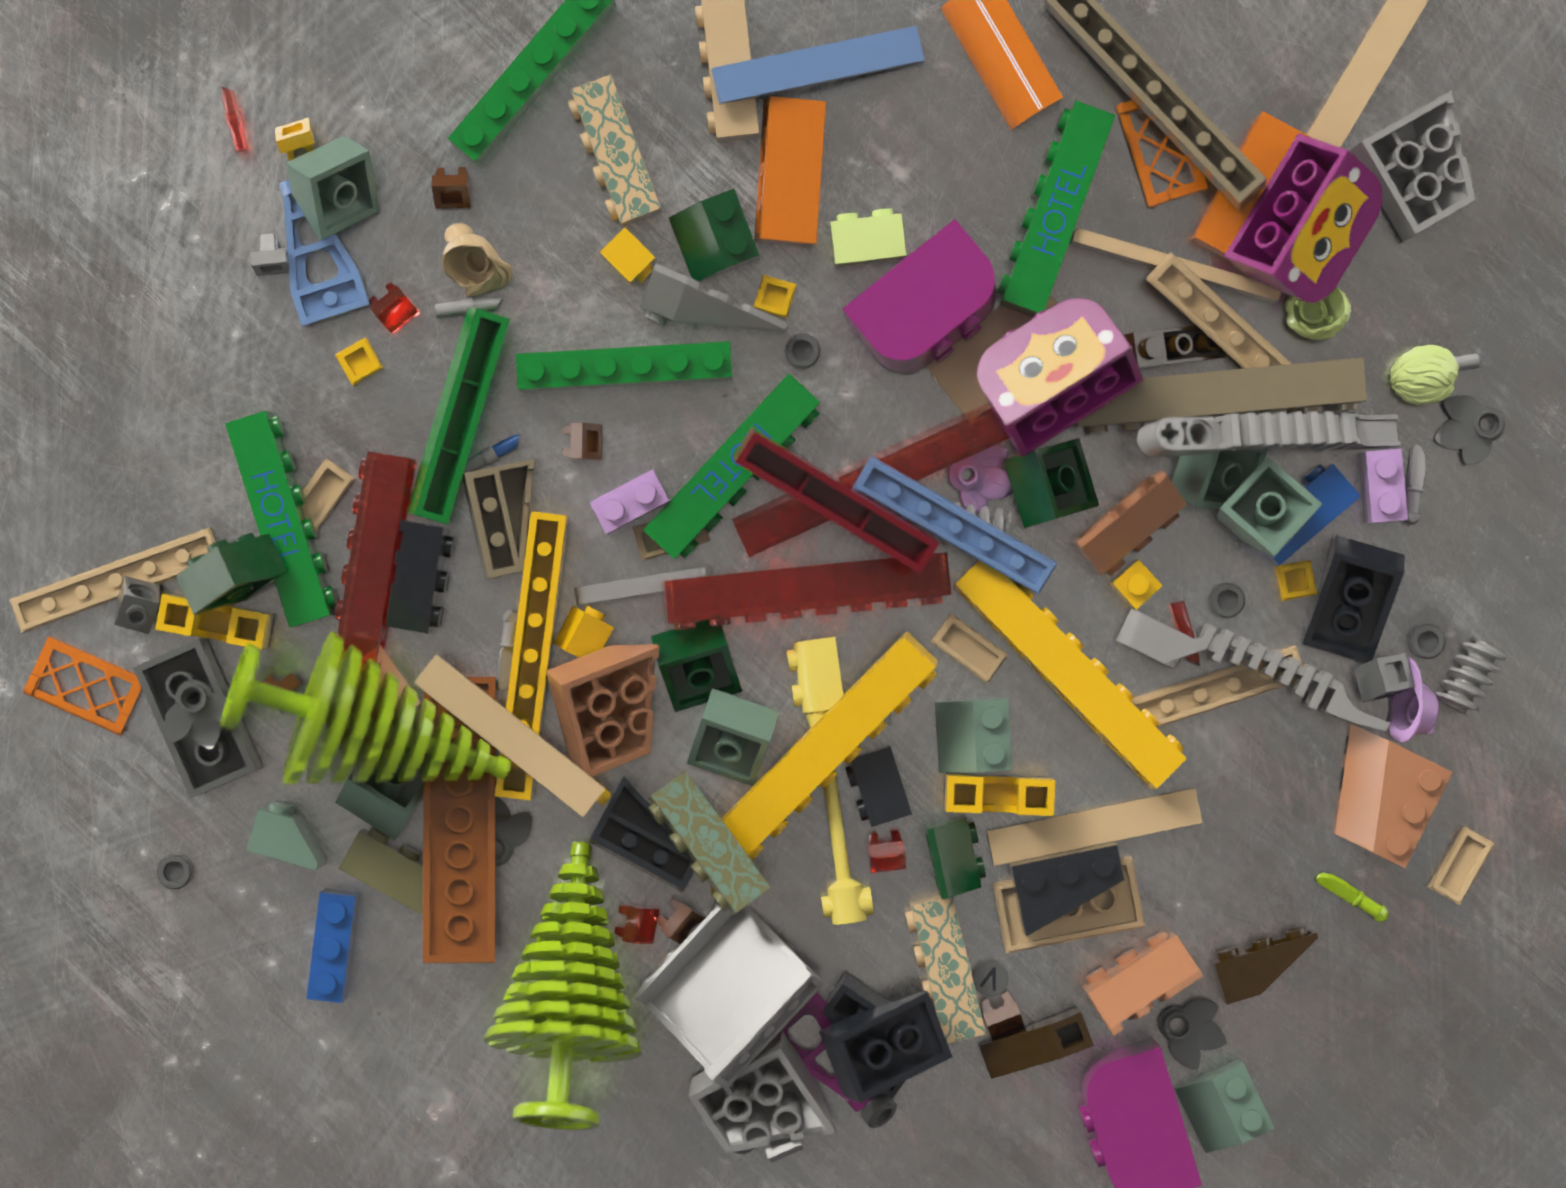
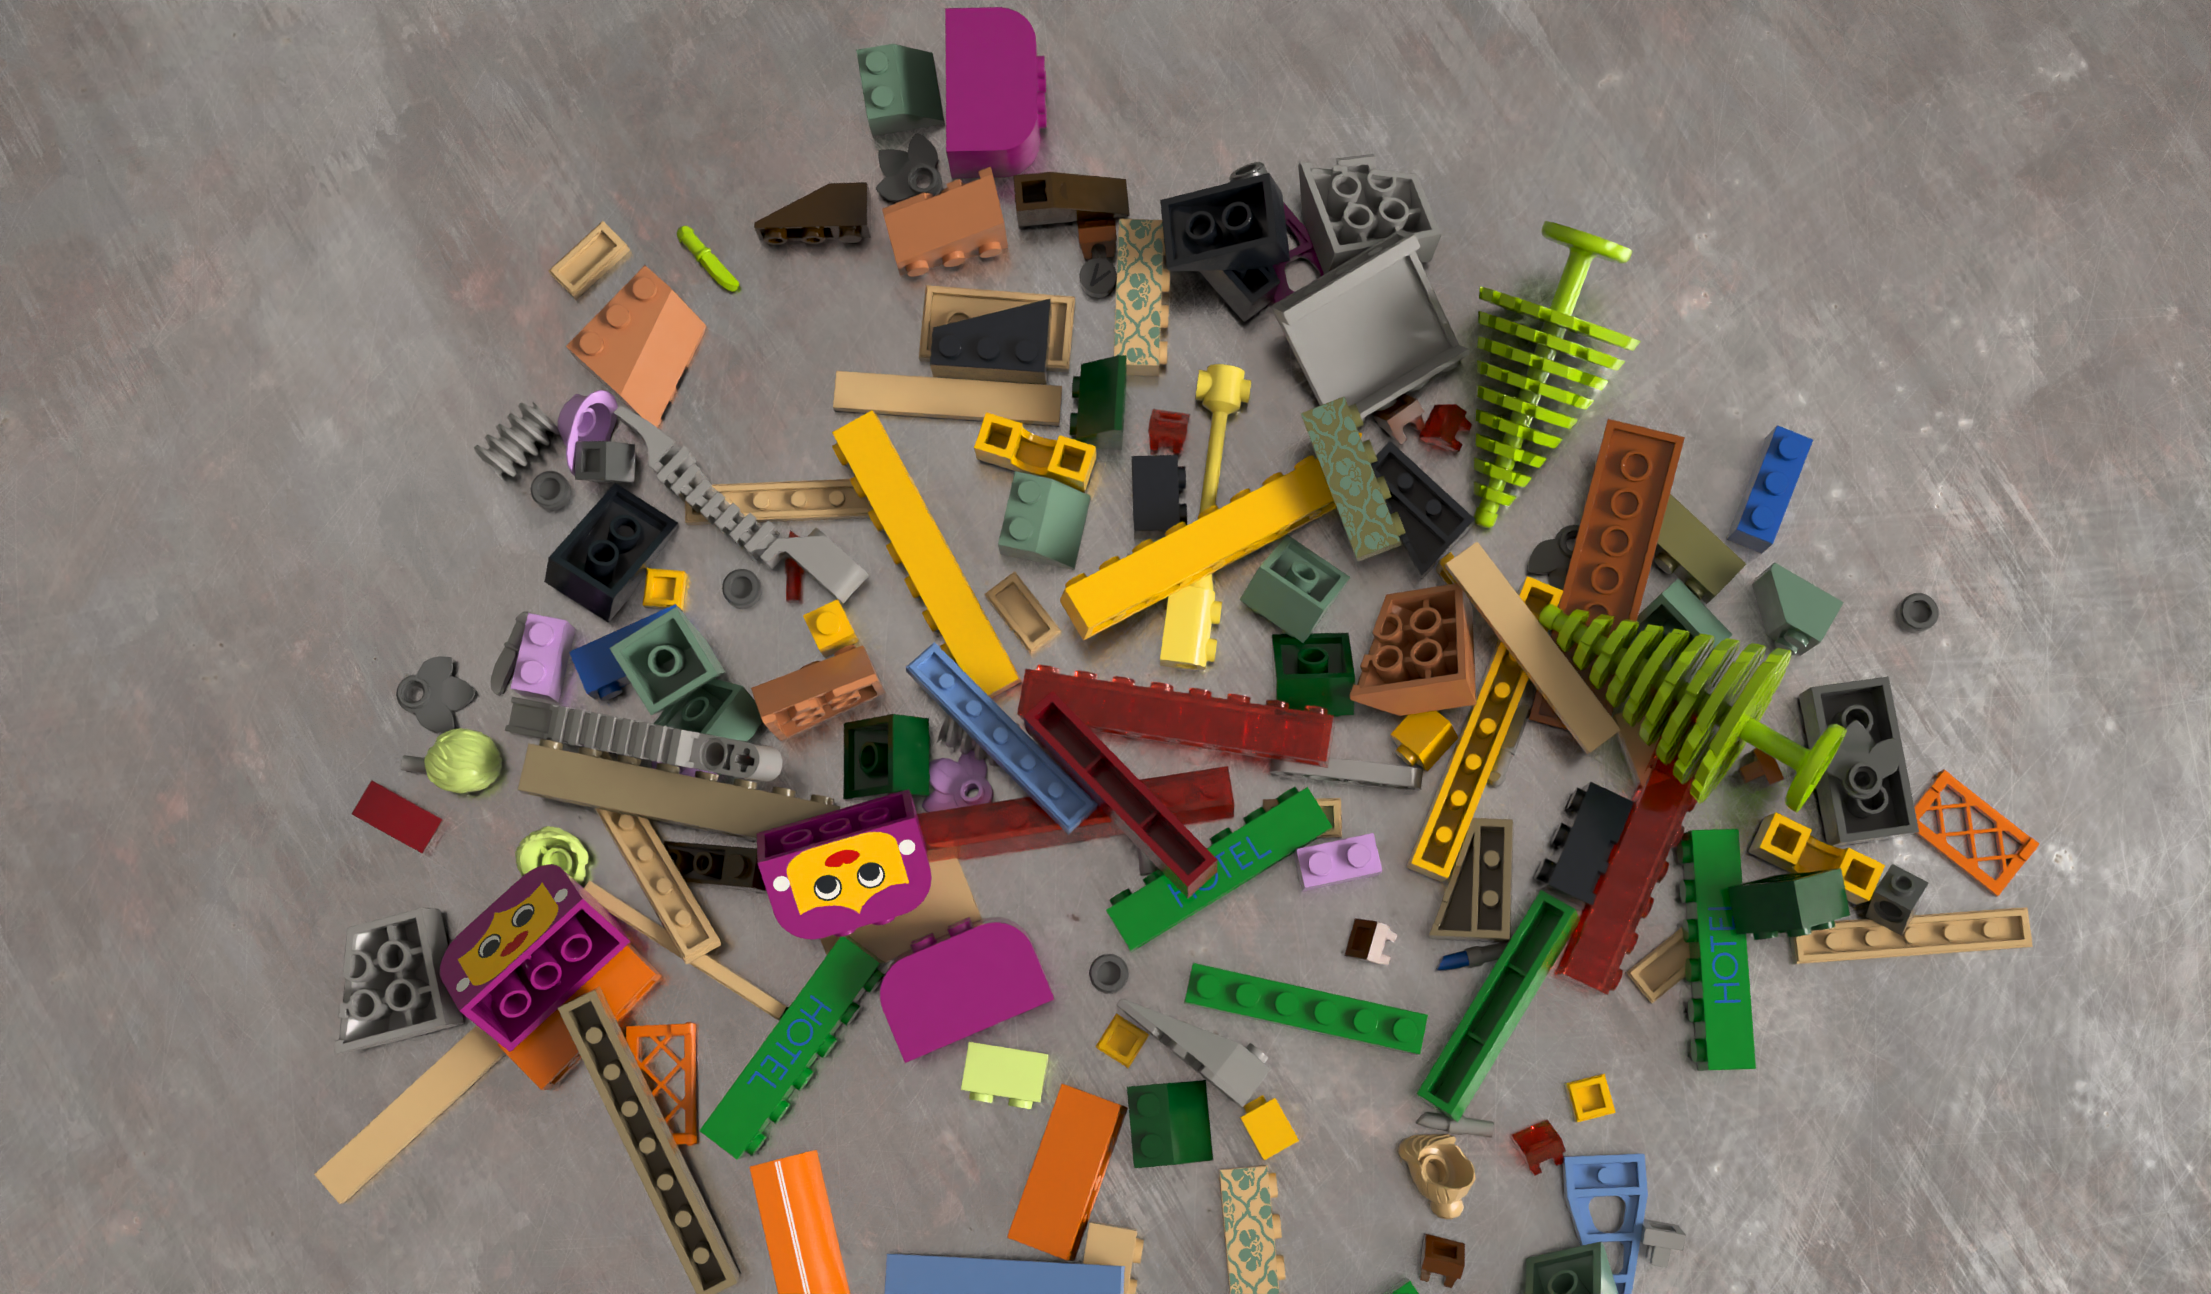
camera: 160 degrees left, 10 degrees down
(1467, 311) = (396, 816): none -> dark red slope

